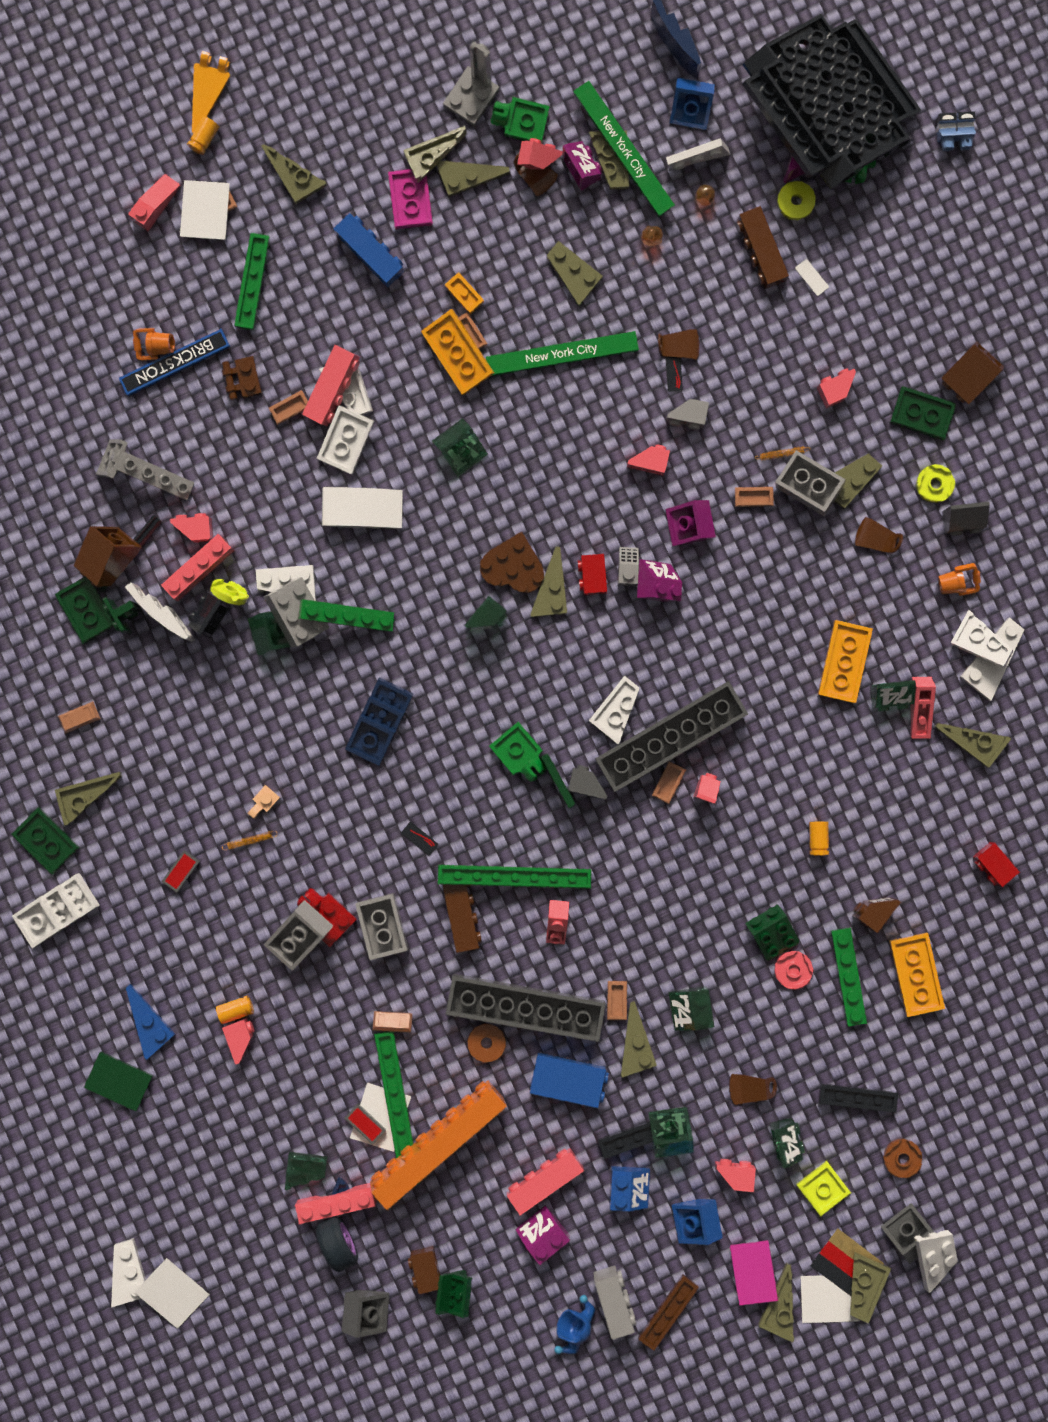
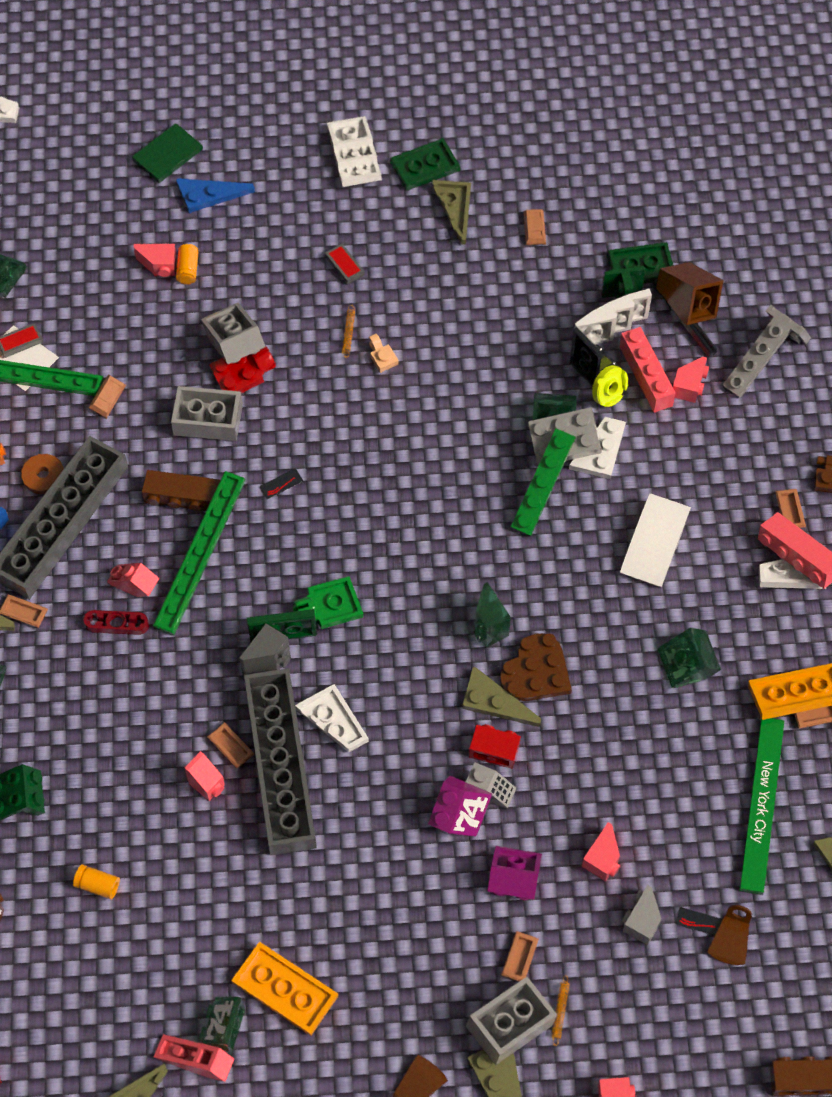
camera: 110 degrees right, 25 degrees down
(345, 439) = (736, 547): white plate -> none
(379, 721) = (420, 483): dark blue slope -> none
(598, 935) = (110, 615): none -> dark red beam

